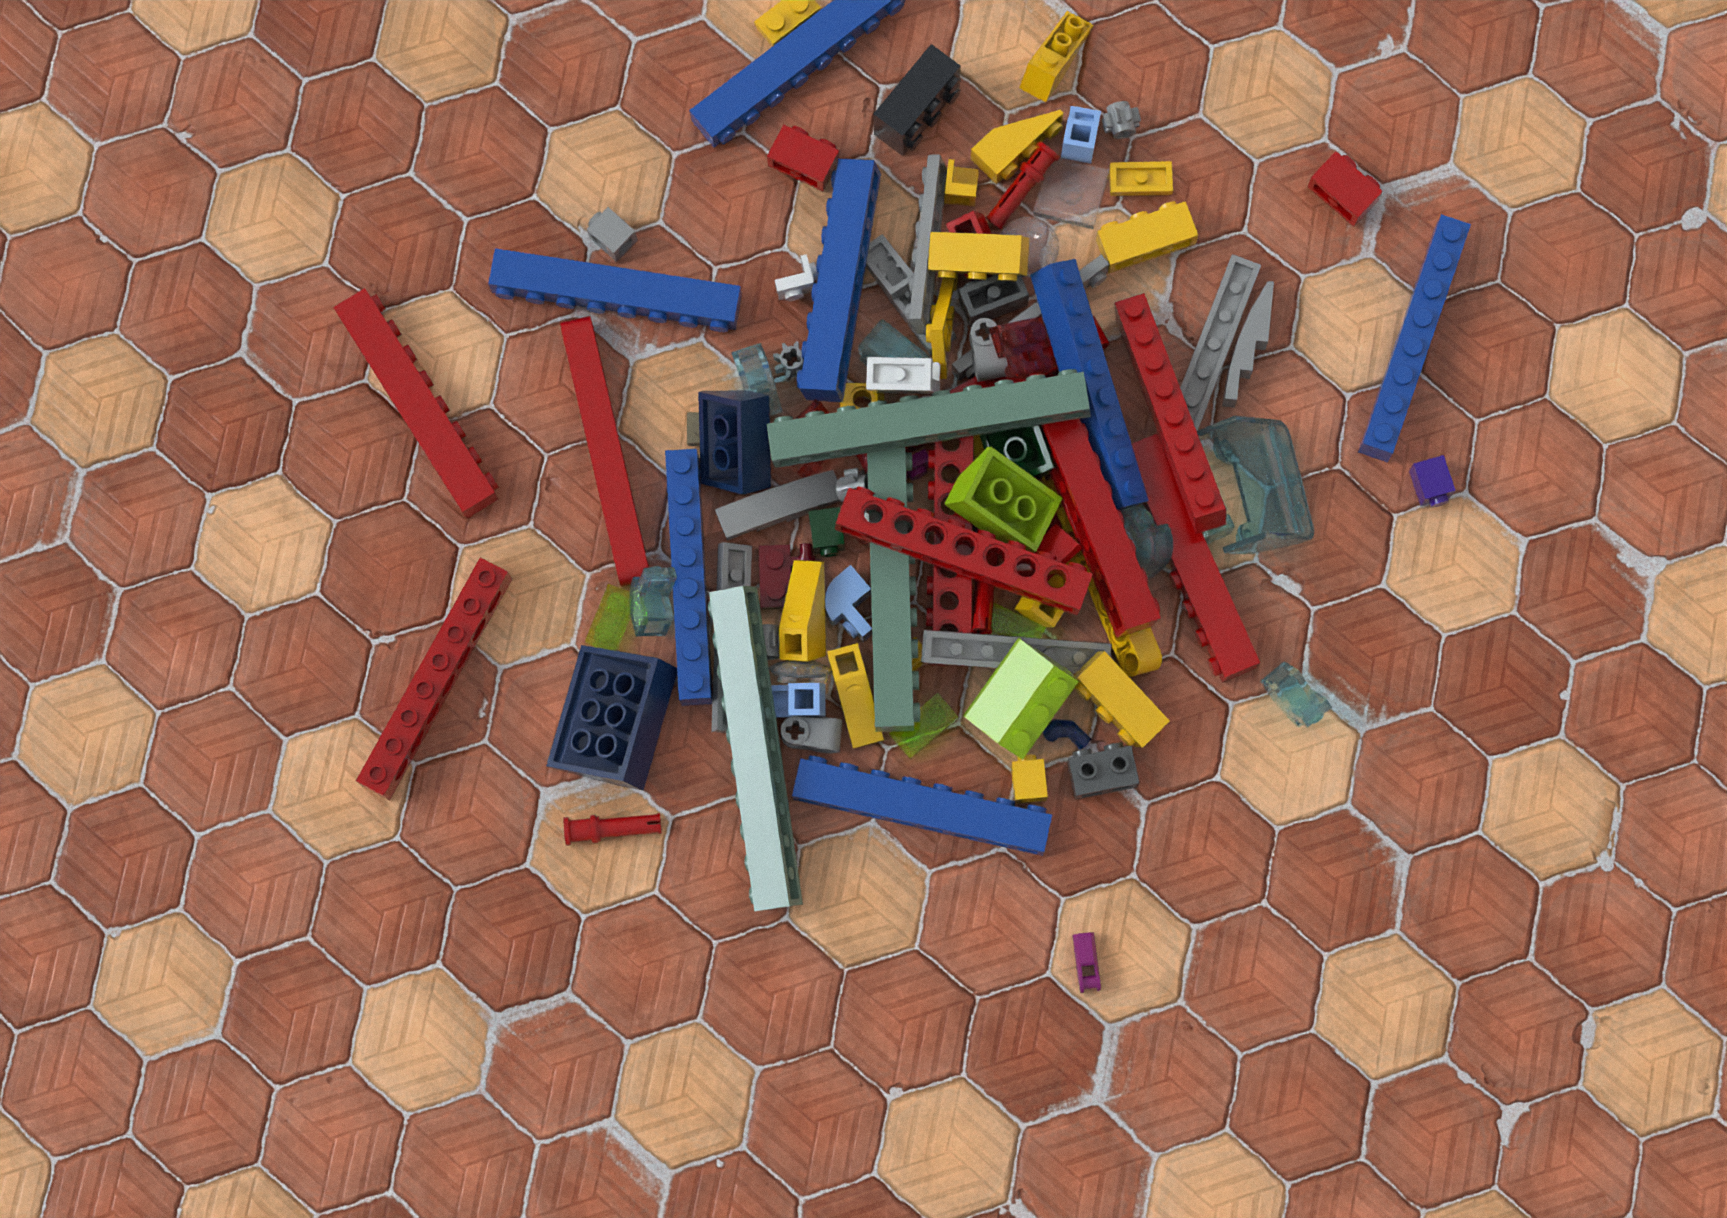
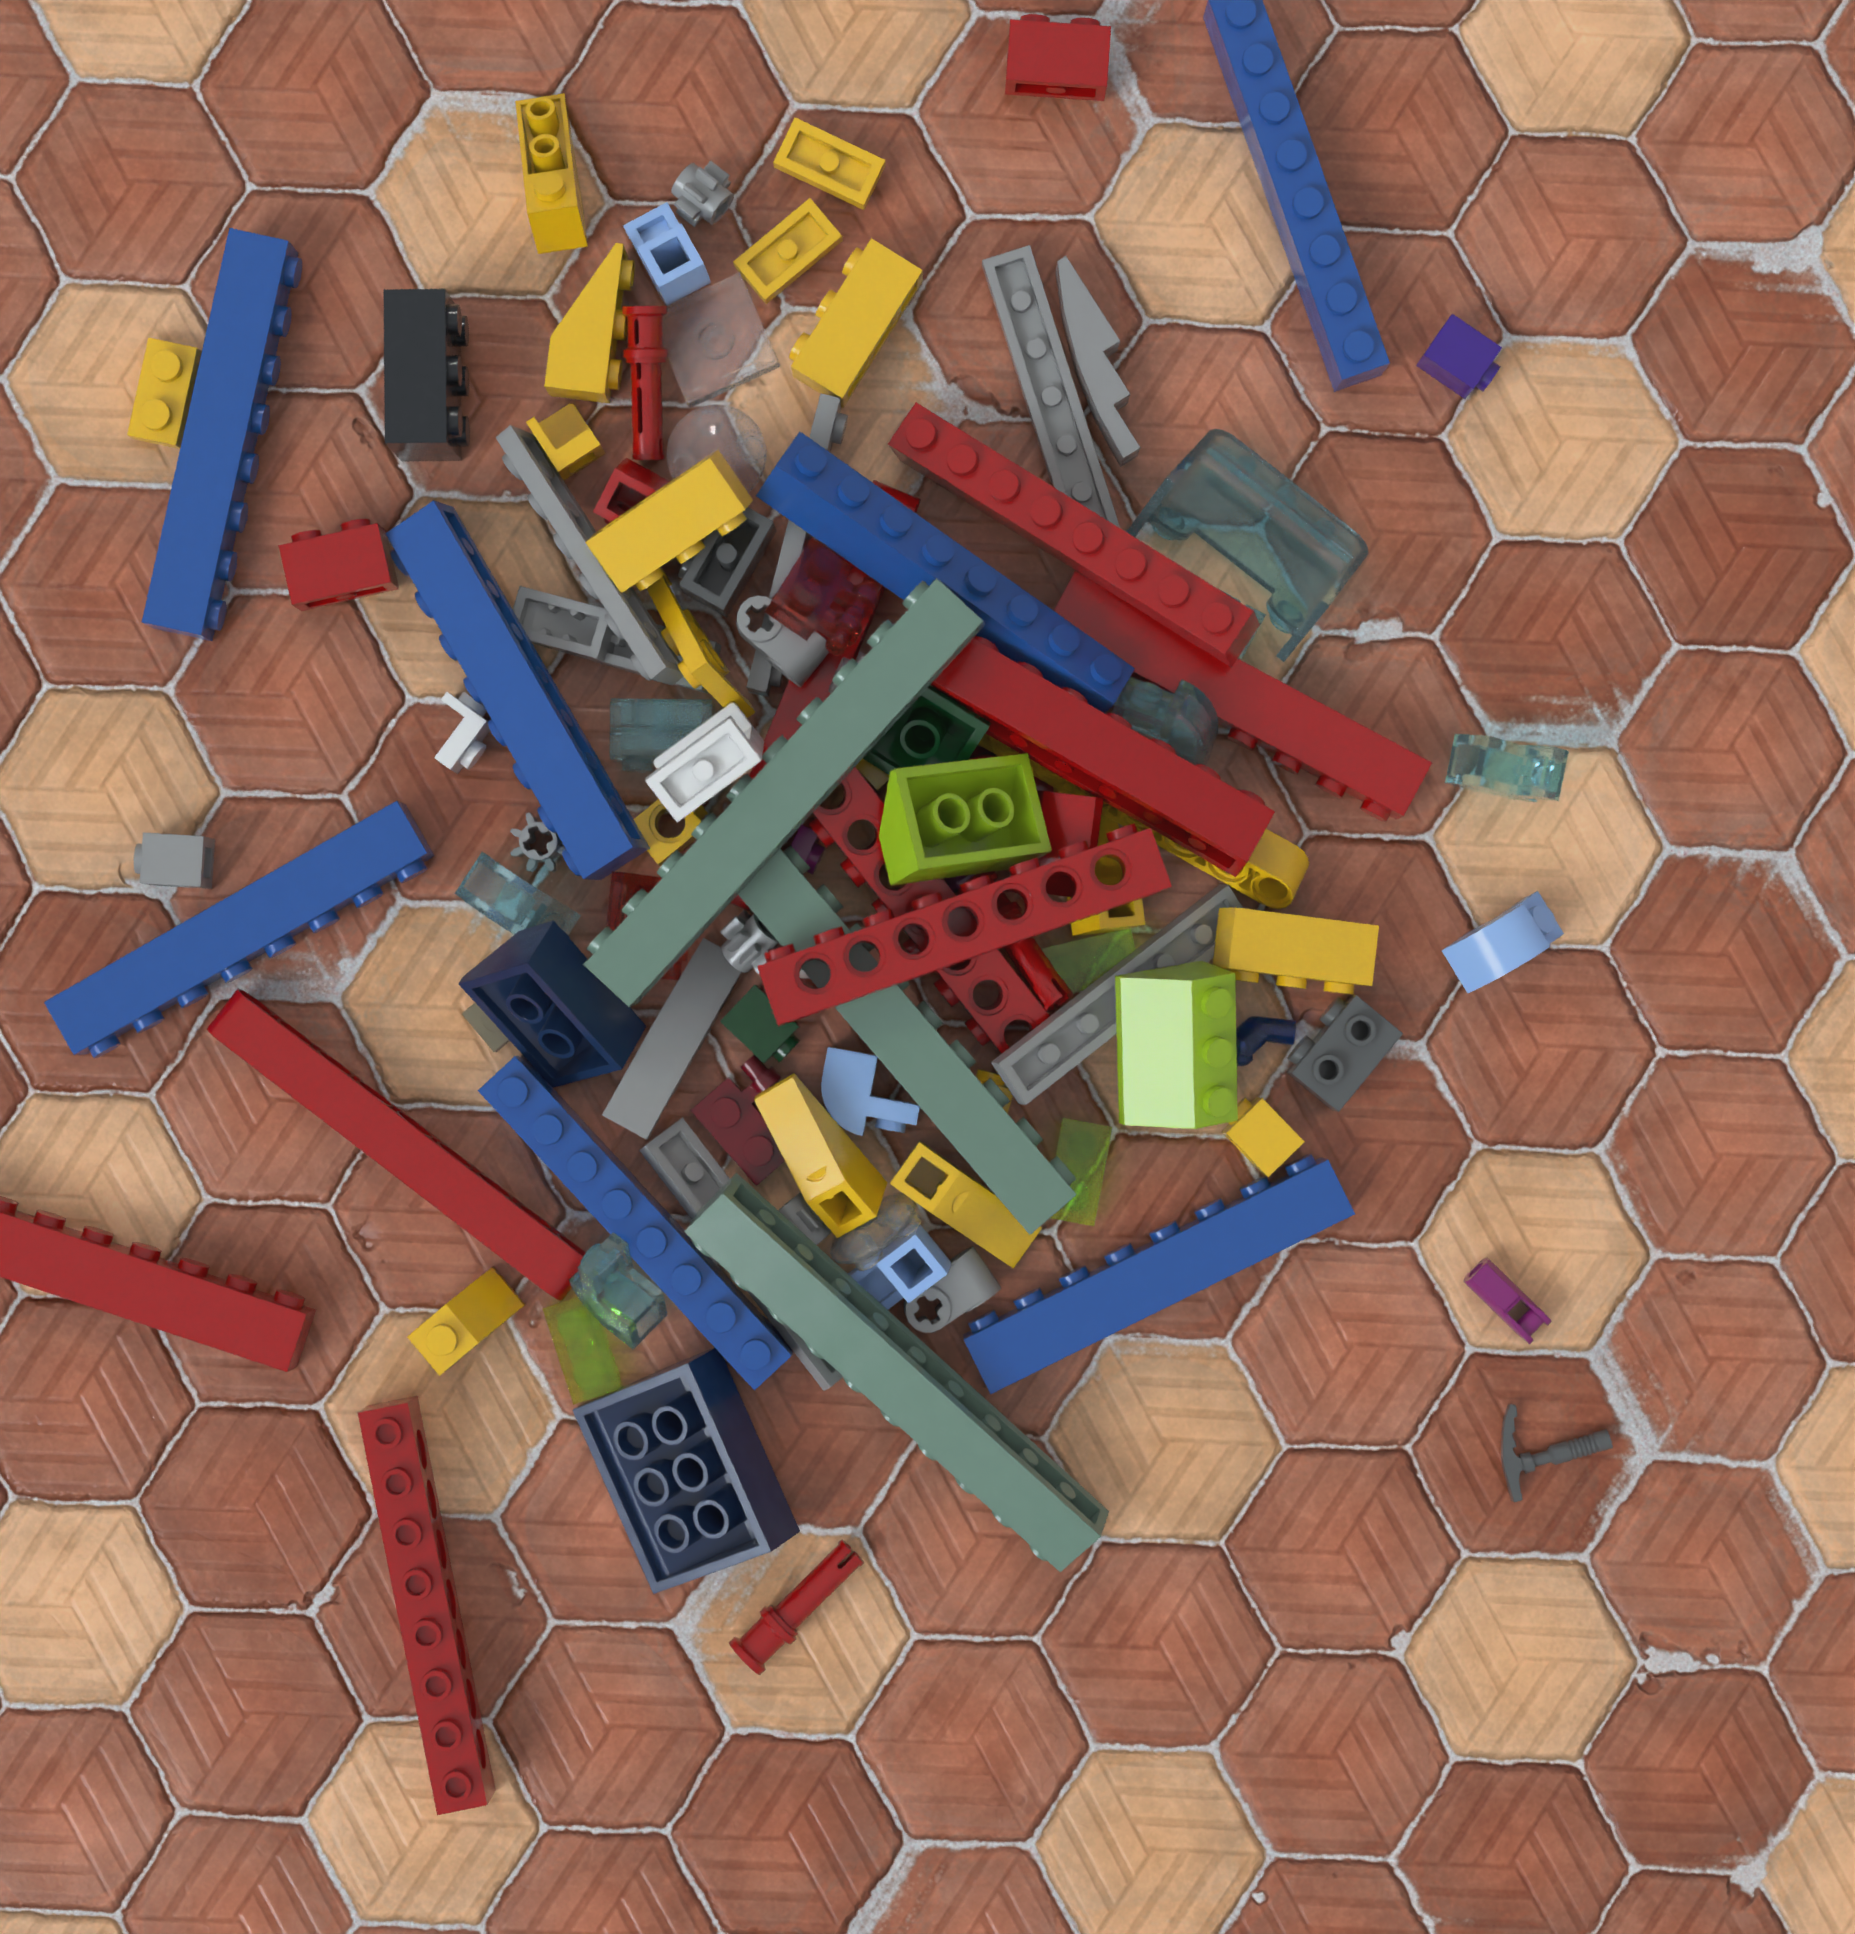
camera: 45 degrees left, 10 degrees up
(566, 559) = (466, 1321): none -> yellow slope
(1049, 1059) = (1555, 1453): none -> dark grey piece
(1194, 153) = (829, 163): none -> yellow plate
(1226, 779) = (1503, 943): none -> light blue brick

